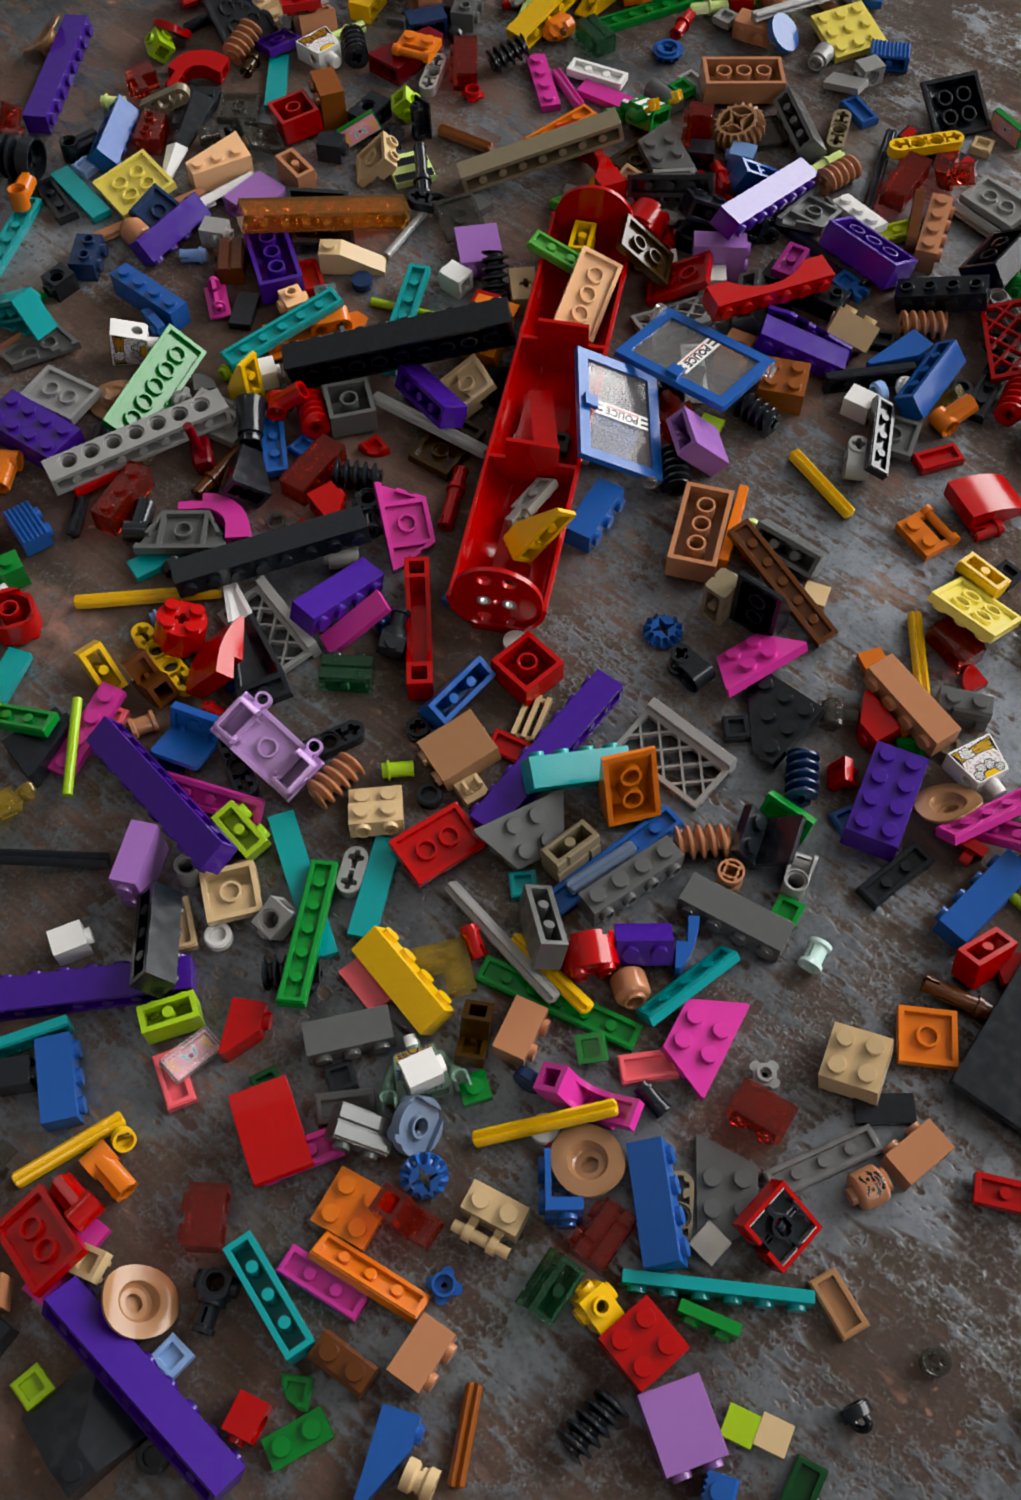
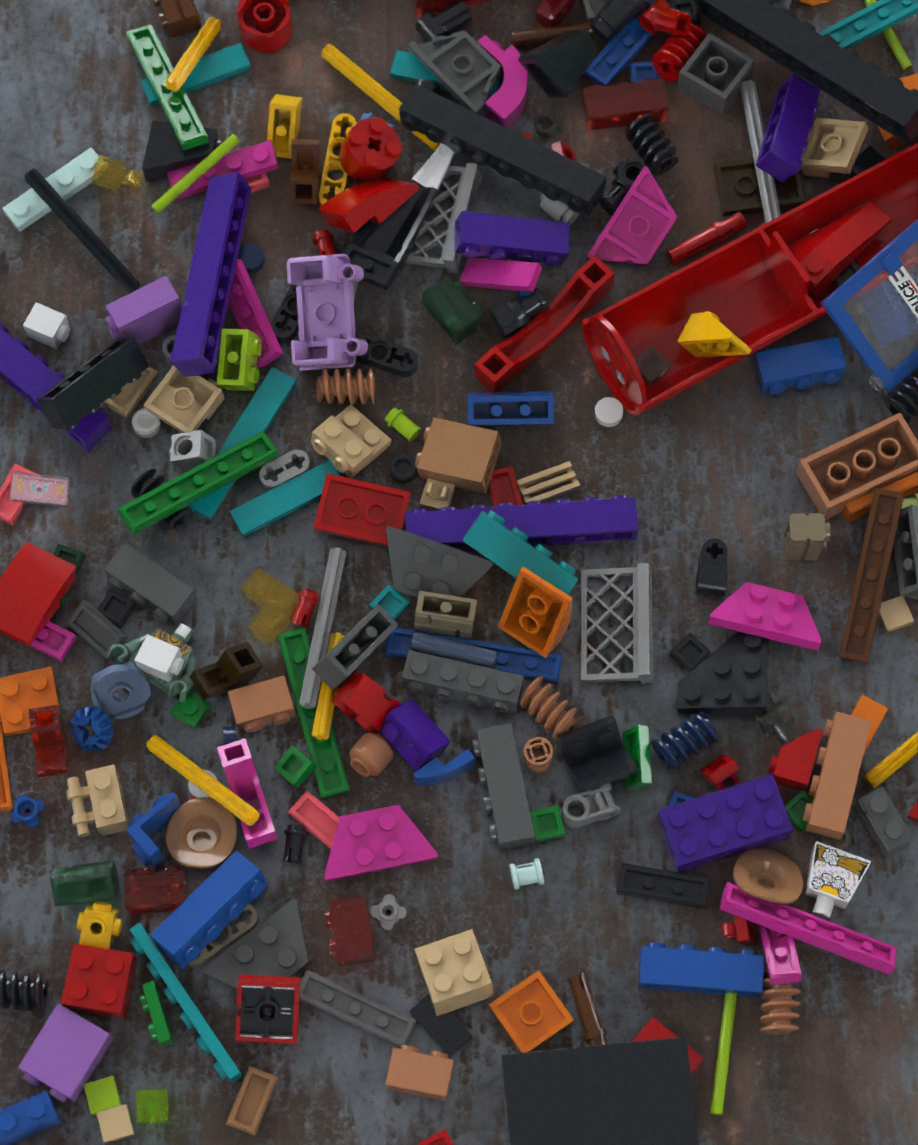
camera: 50 degrees right, 10 degrees up
(143, 724) = (265, 204): nougat bush -> none
(170, 1017) = (51, 448): lime brick -> none
(188, 738) = (273, 246): blue bracket -> none
(244, 1027) = (89, 506): red slope -> none
(326, 499) = (601, 148): red slope -> none
(358, 1130) = (81, 654): dark grey brick -> none
(364, 985) = (202, 561): coral tile -> none
(374, 447) = (700, 129): red tile -> none
(403, 980) = (225, 584): yellow brick -> none
(411, 726) = (454, 399): black bush -> none
(527, 669) = (584, 442): red brick -> none
(531, 499) = (753, 303): light grey hinge -> none
(658, 638) = (738, 530): blue gear -> none
(687, 985) = (412, 796): teal tile -> none
(709, 1243) = (214, 970): tile -> none
(759, 607) = (825, 577): black slope -> none
(783, 1390) = (152, 1106): none -> clear neon green plate
(868, 1187) = (359, 1056): nougat head -> none
(983, 957) = (640, 1006): red slope -> none

